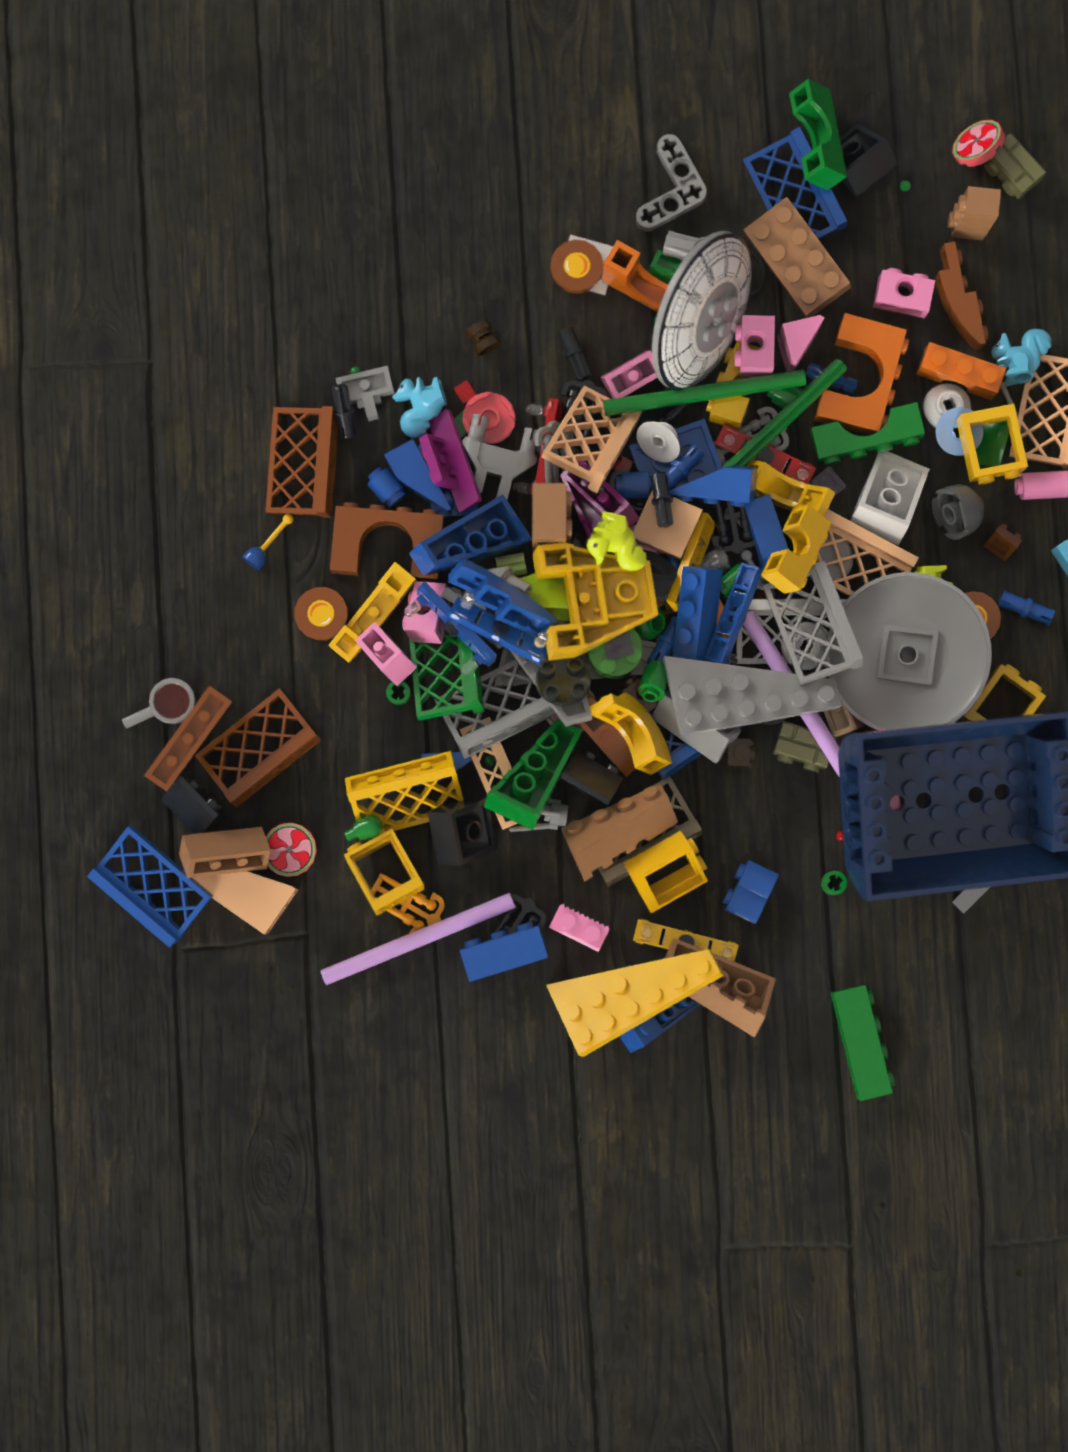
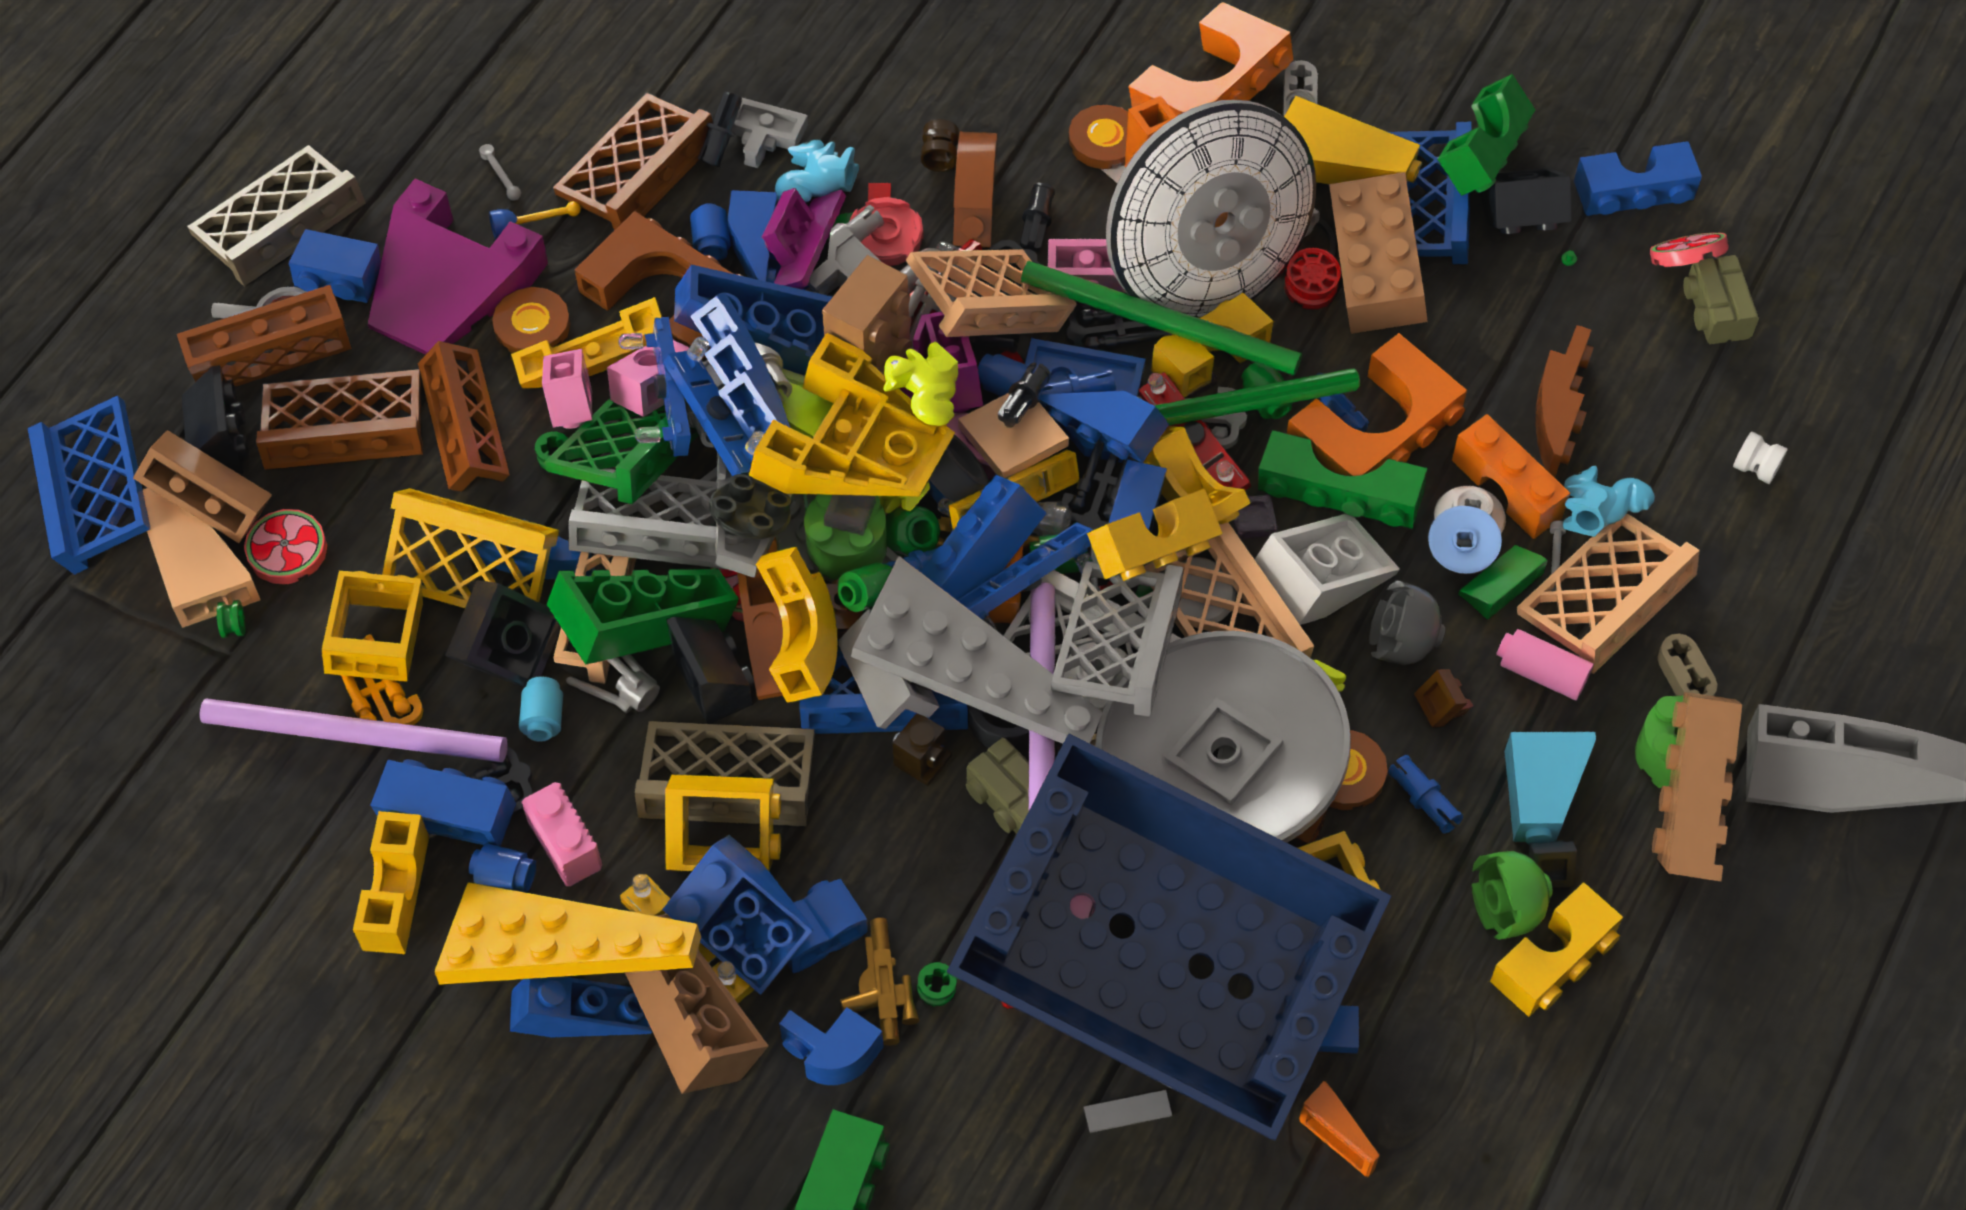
camera: 30 degrees right, 25 degrees down
(131, 640) = (278, 239): none -> dark tan fence
(180, 654) = (336, 261): none -> blue brick
(204, 510) = (487, 153): none -> light grey hinge
(246, 626) = (439, 281): none -> magenta wedge
(296, 915) = (230, 618): none -> green bush
(325, 706) = (452, 412): none -> dark orange fence
(365, 828) = (389, 561): green cylinder -> none
(510, 1015) = (388, 908): none -> yellow arch
(512, 860) = (541, 709): none -> medium azure brick
(526, 354) = (974, 187): none -> dark orange arch
(560, 966) = (502, 868): none -> blue brick
(618, 829) = (697, 731): medium nougat wedge -> none
(626, 217) = (1235, 36): none -> arch
(658, 441) = (1068, 340): white piece -> none
(711, 915) = (740, 913): none -> blue slope
(729, 197) = (1349, 148): none -> yellow slope
(760, 330) = (1260, 298): bright pink brick -> none
(767, 297) = (1312, 279): none -> red wheel
(796, 338) = (1325, 329): bright pink slope -> none
(804, 904) = (878, 986): none -> pearl gold piece
(812, 955) = (838, 1054): none -> blue brick
(888, 297) = (1471, 356): bright pink brick -> none
(901, 120) = (1609, 187): none -> blue arch
(974, 213) = (1633, 304): medium nougat brick -> none
(985, 417) = (1507, 532): yellow window -> none

